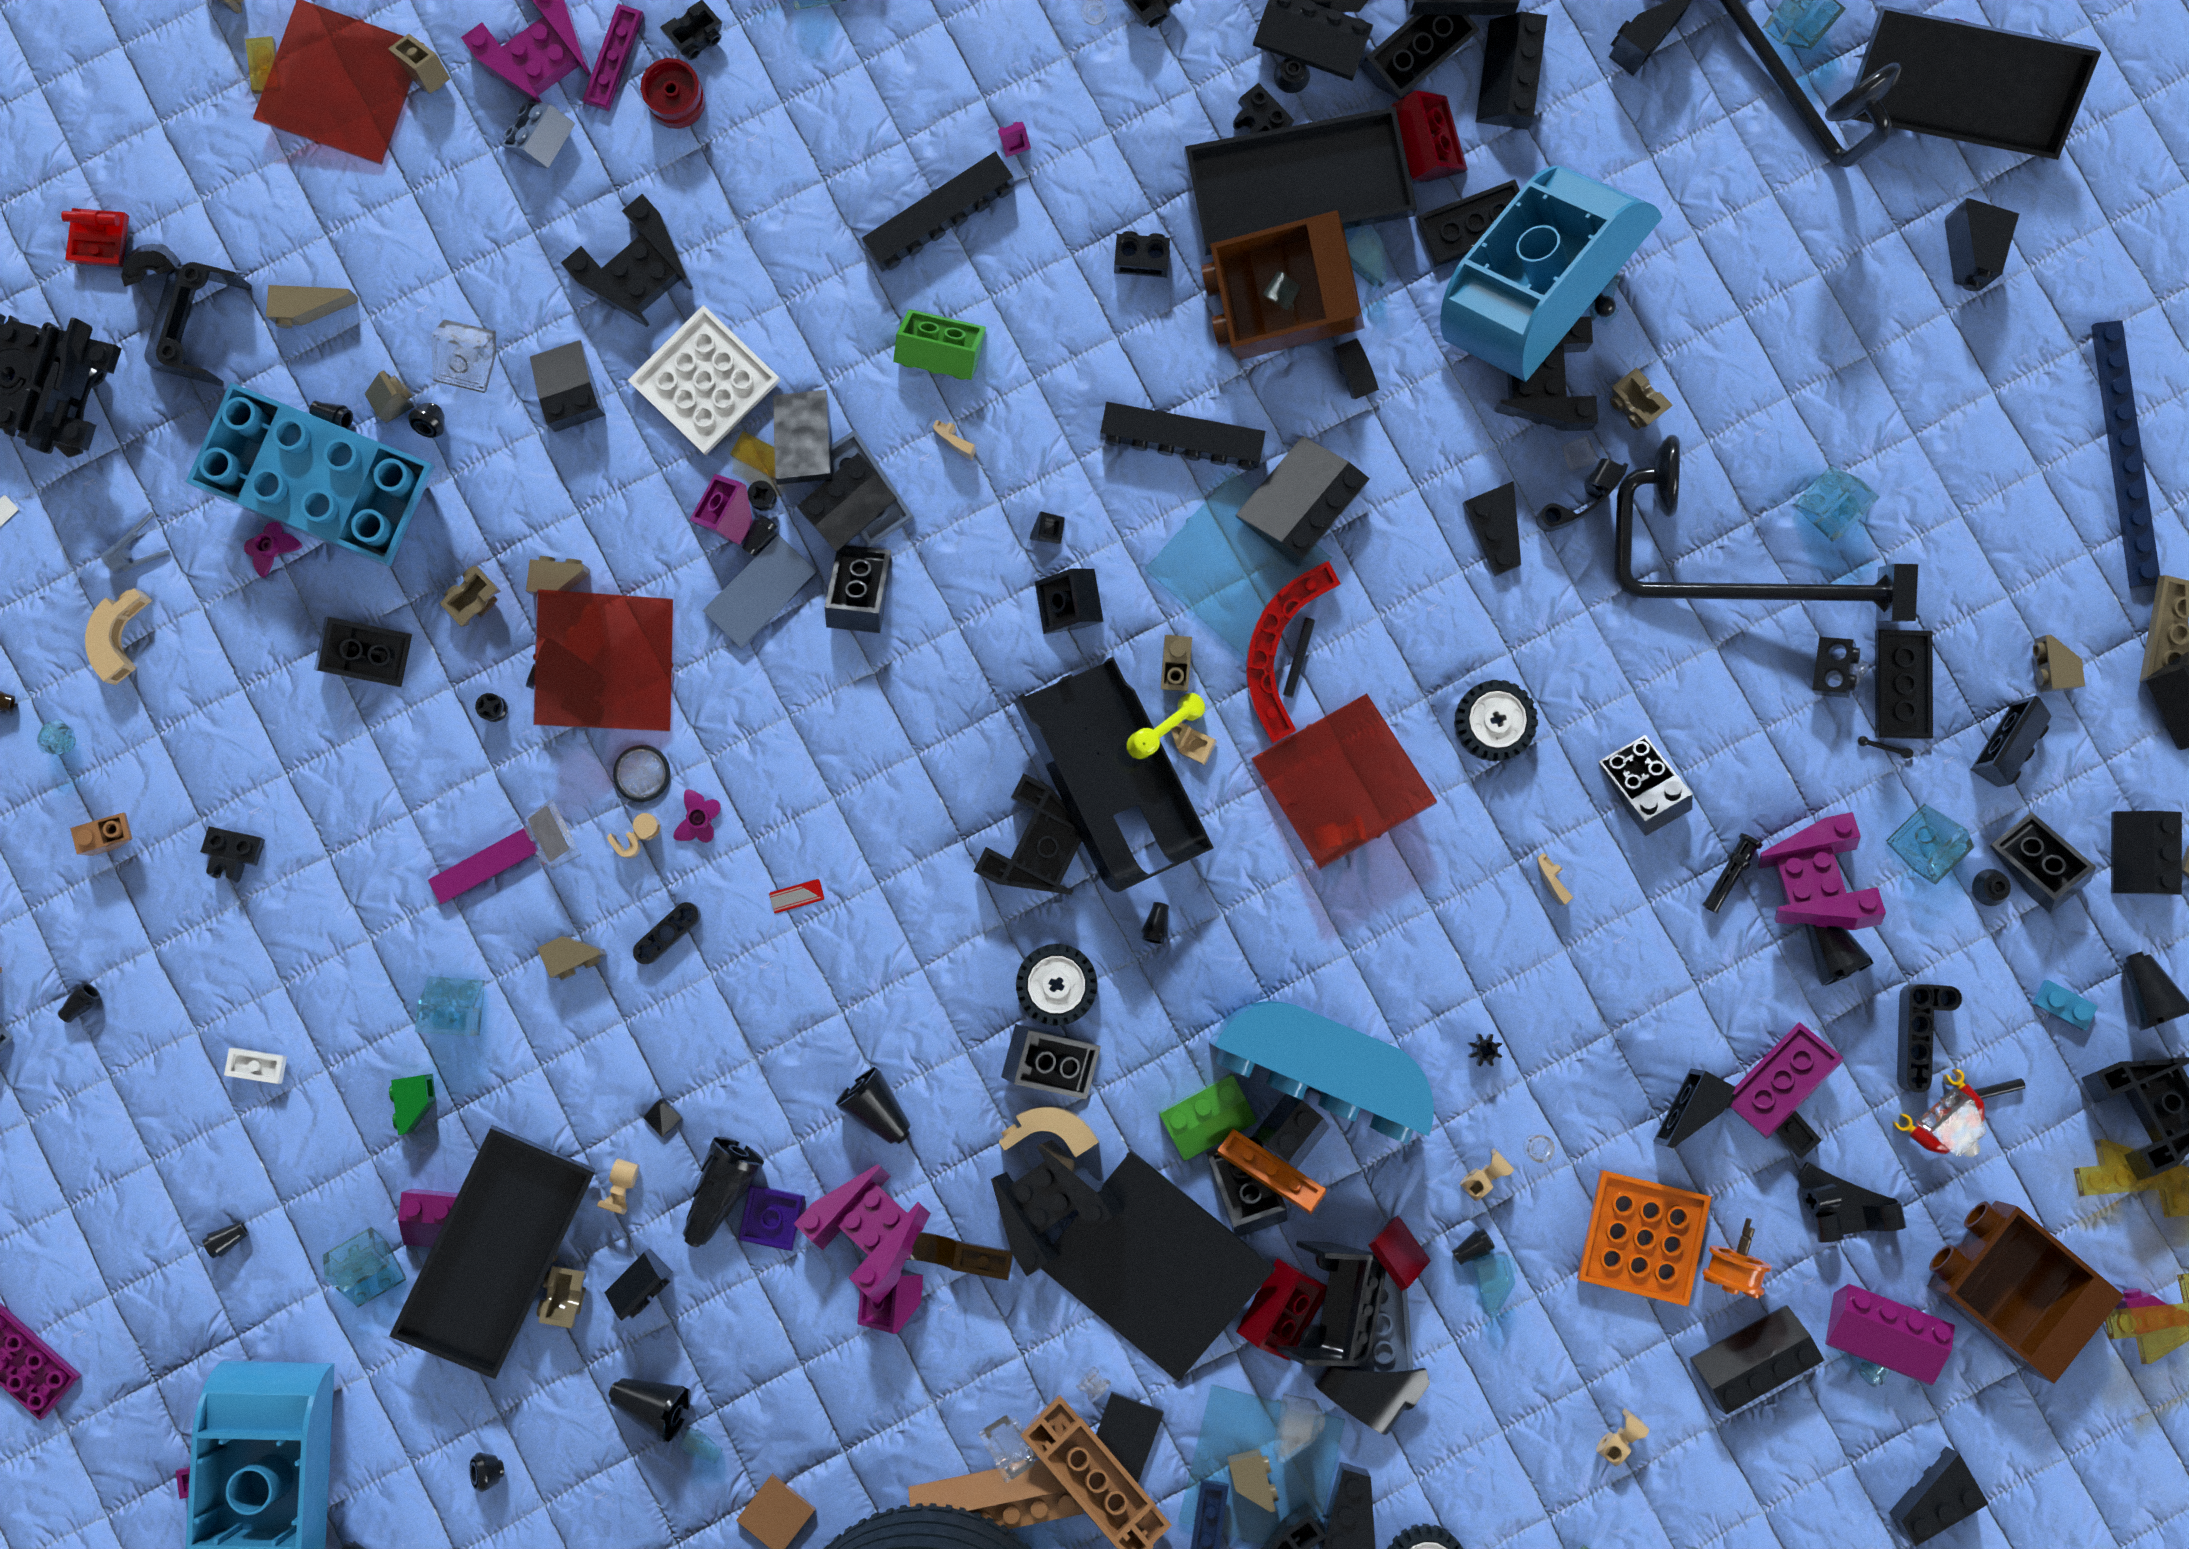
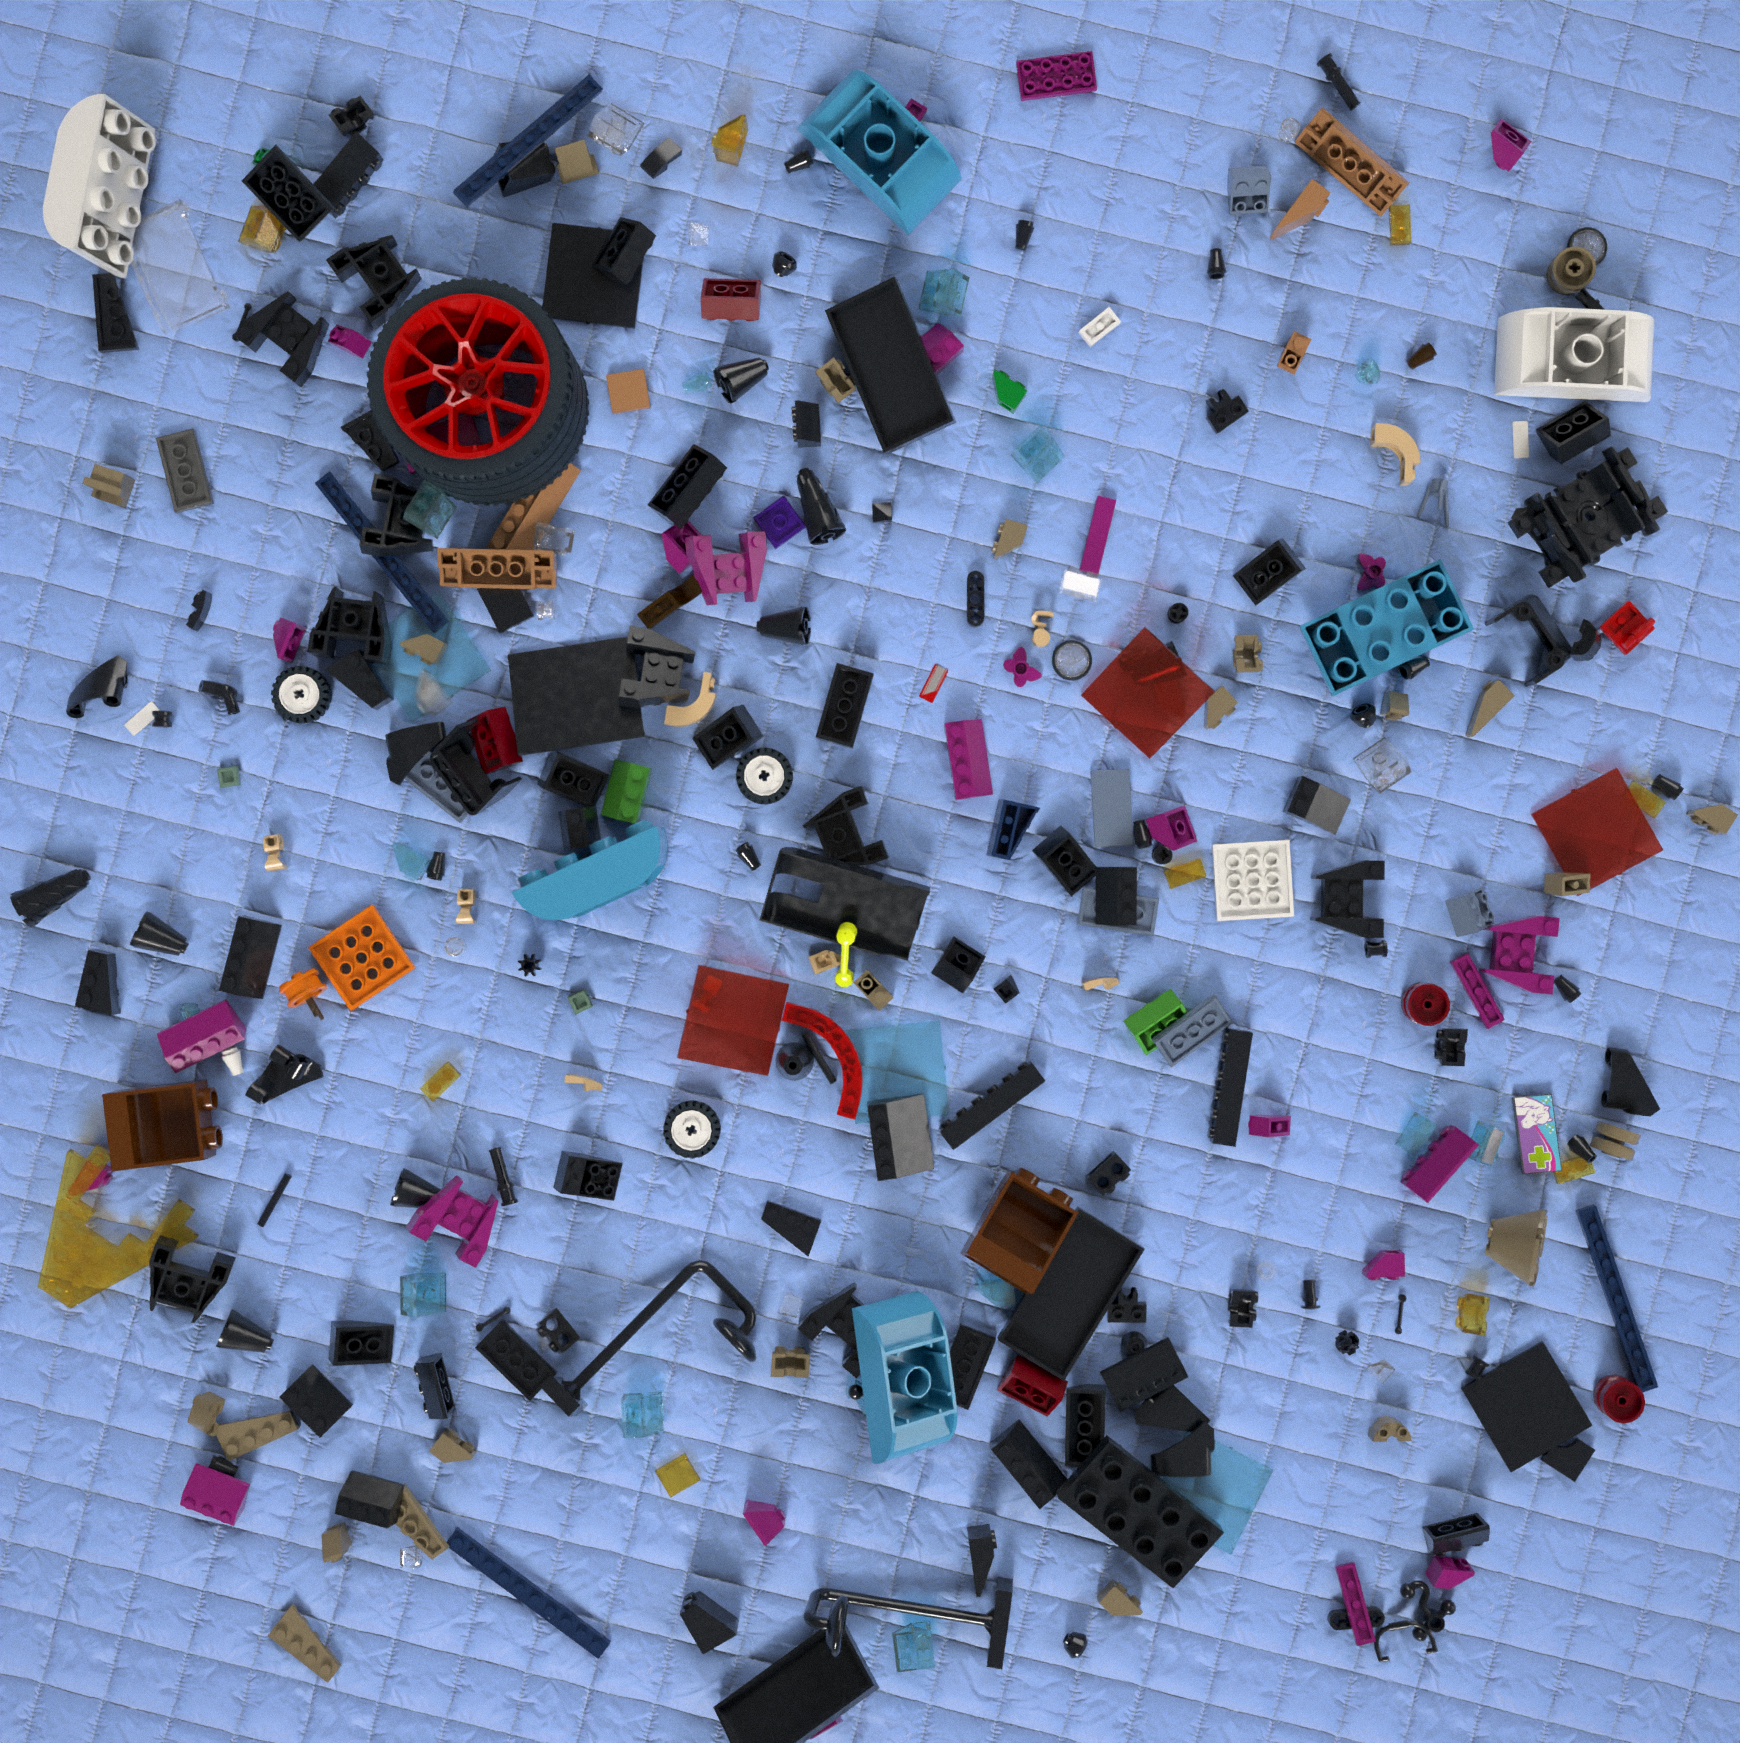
camera: 135 degrees right, 5 degrees up
(228, 51) = (1668, 787): none -> black cone
(575, 1494) = (730, 299): none -> dark red slope
(622, 1177) = (869, 464): tan leg -> none
(662, 193) = (1376, 949): none -> black bush
(801, 437) = (1173, 903): tile -> none
(820, 1353) = (687, 486): none -> black brick
(844, 786) = (968, 759): none -> magenta slope
(876, 677) = (1008, 828): none -> dark blue wedge
(904, 966) = (844, 705): none -> black brick
(916, 301) = (1192, 1030): none -> sand blue tile
(943, 138) = (1269, 1125): none -> magenta slope
(1014, 139) = (1234, 1163): magenta tile -> none
(1272, 1171) = (568, 798): orange plate -> none
(1282, 290) = (1019, 1228): clear light blue plate -> none
(1320, 686) = (795, 1053): none -> black cone
(1356, 368) = (944, 1230): black slope -> none
(1399, 1253) = (468, 825): dark red tile -> none
(1473, 960) = (580, 1001): none -> sand green tile
(1598, 485) = (765, 1300): black panel -> none
(1694, 1031) = (440, 1081): none -> clear yellow plate
(1696, 1104) = (403, 1046): black slope -> none
(1784, 1079) = (374, 1103): magenta plate -> none
(1798, 1135) = (347, 1085): black plate -> none
(1822, 280) = (764, 1519): none -> magenta slope
(1828, 1481) = (158, 936): none -> black cone
(1860, 411) = (677, 1475): none -> clear yellow piece
(1880, 1276) = (233, 1060): none -> white cone
(1923, 1037) = (330, 1195): black beam -> none
(1952, 1122) = (274, 1169): clear torso -> none
(1991, 887) = (375, 1301): black cone -> none
(2065, 1005) = (279, 1285): dark azure plate -> none

